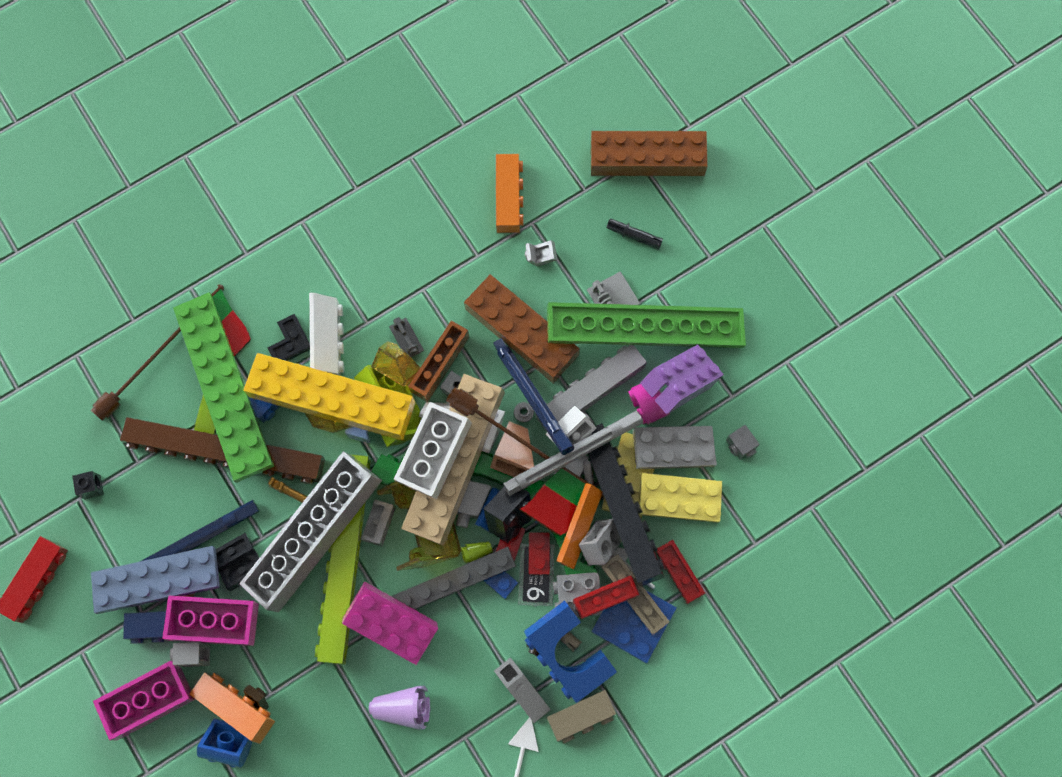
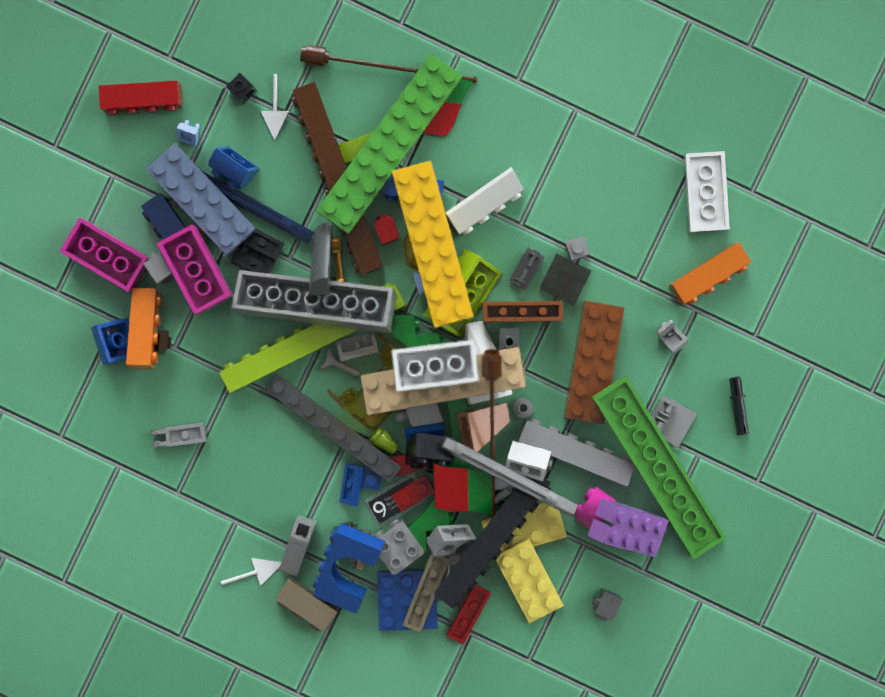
camera: 55 degrees right, 15 degrees up
(92, 557) = (187, 133): none -> light blue tile
(134, 474) = (274, 119): none -> white piece
(148, 535) = (232, 166): none -> blue brick
(278, 502) = (321, 260): none -> dark grey brick
(293, 434) = (386, 229): none -> red brick
(294, 342) = (464, 176): black tile -> none
(351, 737) = (181, 435): none -> light grey hinge
(376, 554) = (331, 361): none -> light grey piece
(390, 623) = (283, 412): dark pink brick -> none
(395, 364) = (495, 279): clear yellow slope -> none
(403, 707) = (226, 462): lavender cone -> none
(416, 287) = (577, 248): none -> light grey plate
(436, 312) = (565, 279): none -> clear smoke plate
(439, 157) = (706, 191): none -> white plate
(496, 604) = (351, 484): none -> blue plate
(533, 397) = (537, 412): dark blue piece -> none
(579, 525) = (453, 516): orange tile -> none
(605, 597) = (408, 572): red tile -> none
(648, 153) = (822, 374): dark orange brick -> none
(674, 447) = (568, 551): light grey plate -> none

